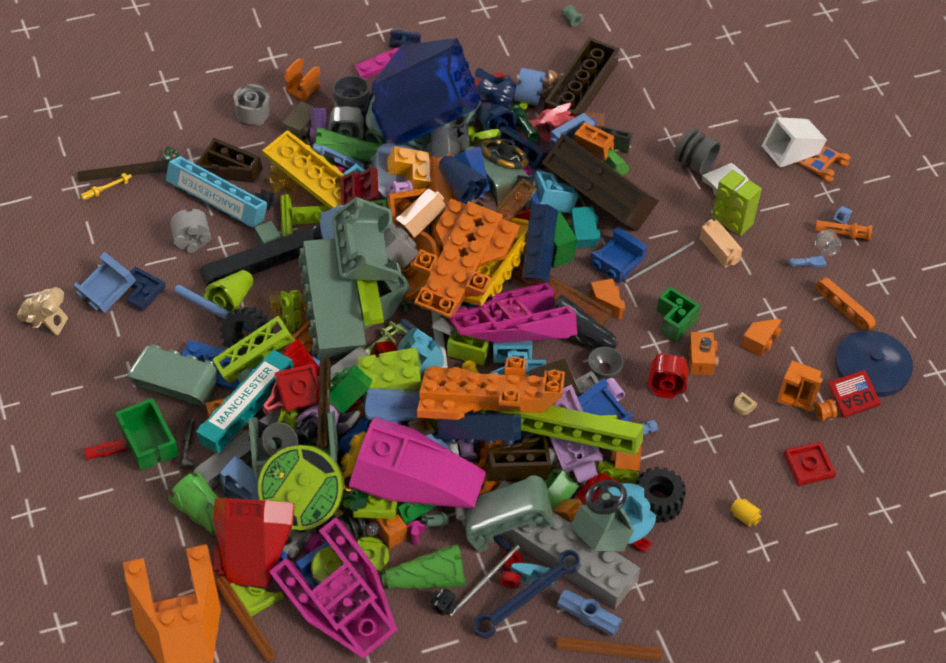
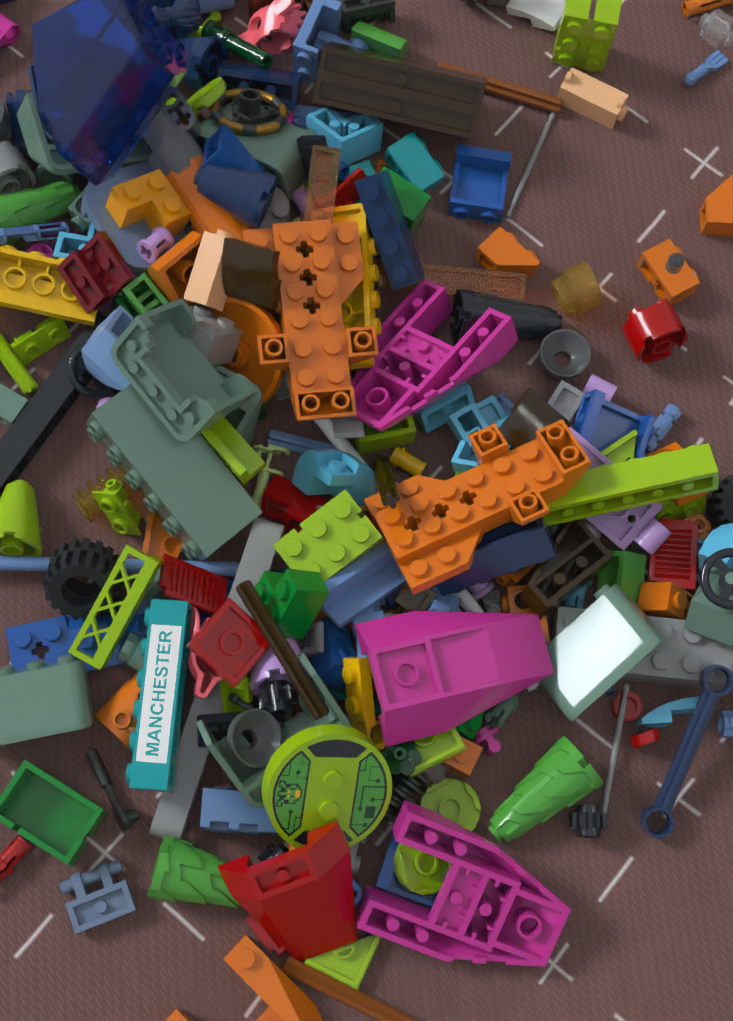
camera: 35 degrees left, 20 degrees up
(142, 496) = (102, 905): none -> sand blue plate
(314, 542) = (379, 838): dark pink plate -> none
(438, 218) = (250, 272): none -> dark brown slope
(444, 360) = (385, 481): none -> dark brown axle
(595, 140) = (354, 28): orange hinge -> none
(636, 333) = (577, 290): none -> clear yellow piece
(675, 220) = (514, 92): none -> dark orange axle
(679, 313) = (610, 228): green brick -> none

